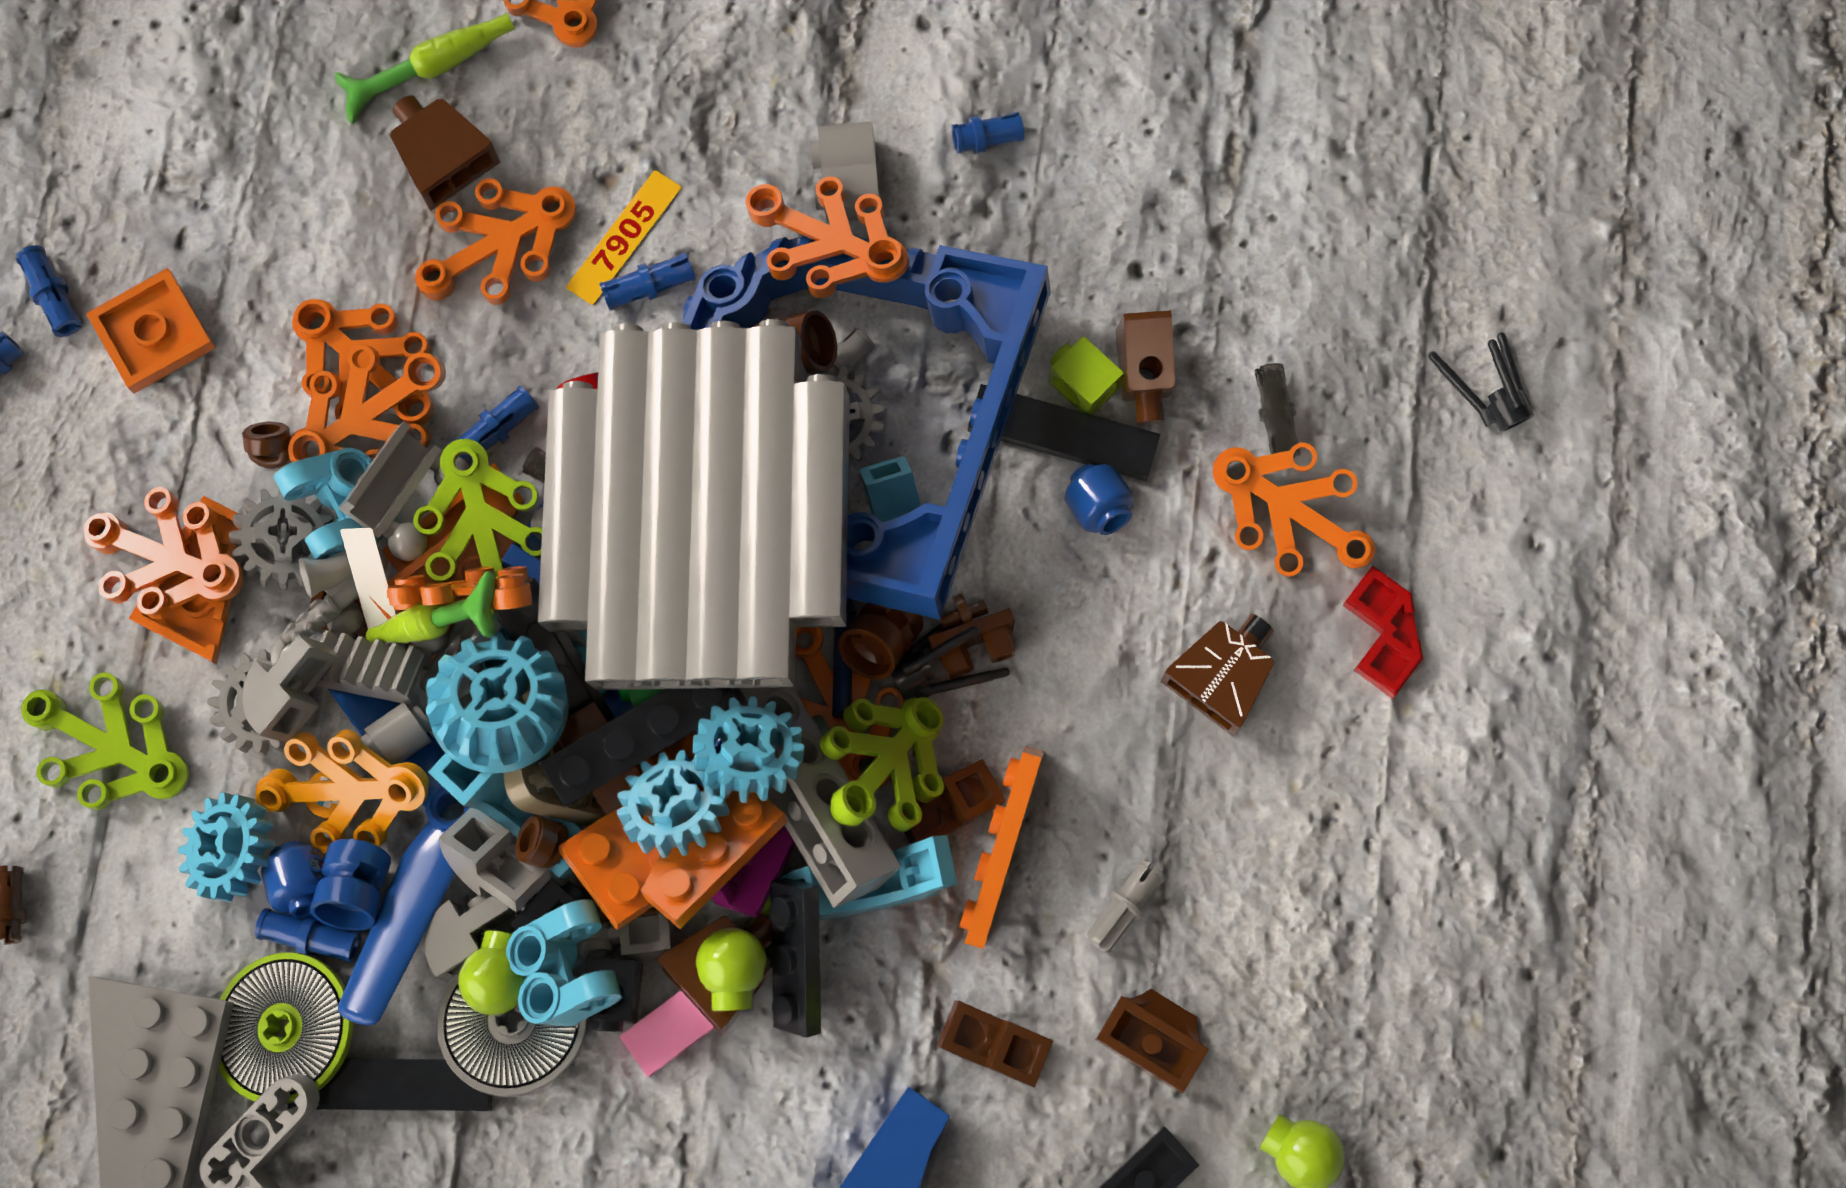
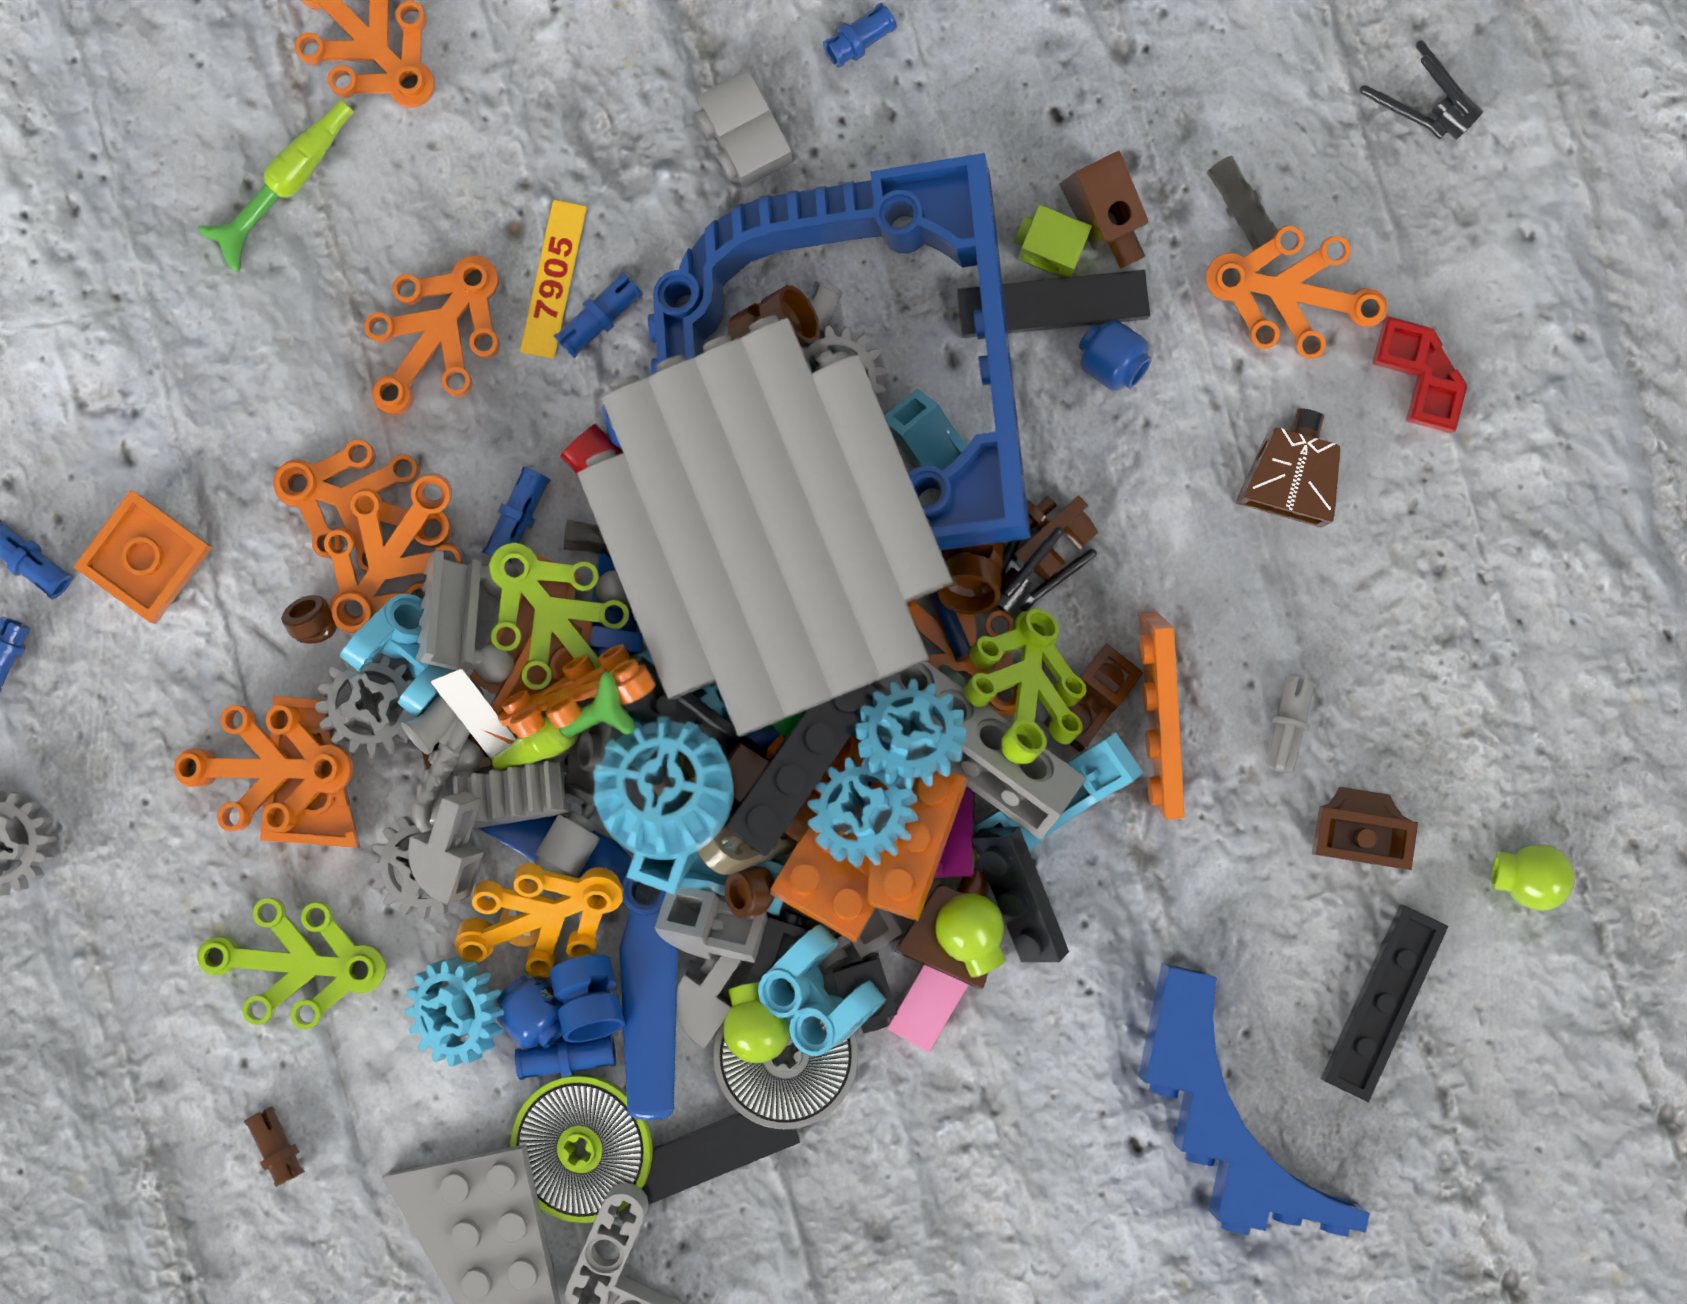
camera: 30 degrees left, 10 degrees up
(440, 148) = (337, 263): reddish brown torso -> none
(829, 239) = (765, 207): orange plant -> none
(994, 1043) = (1223, 894): reddish brown slope -> none

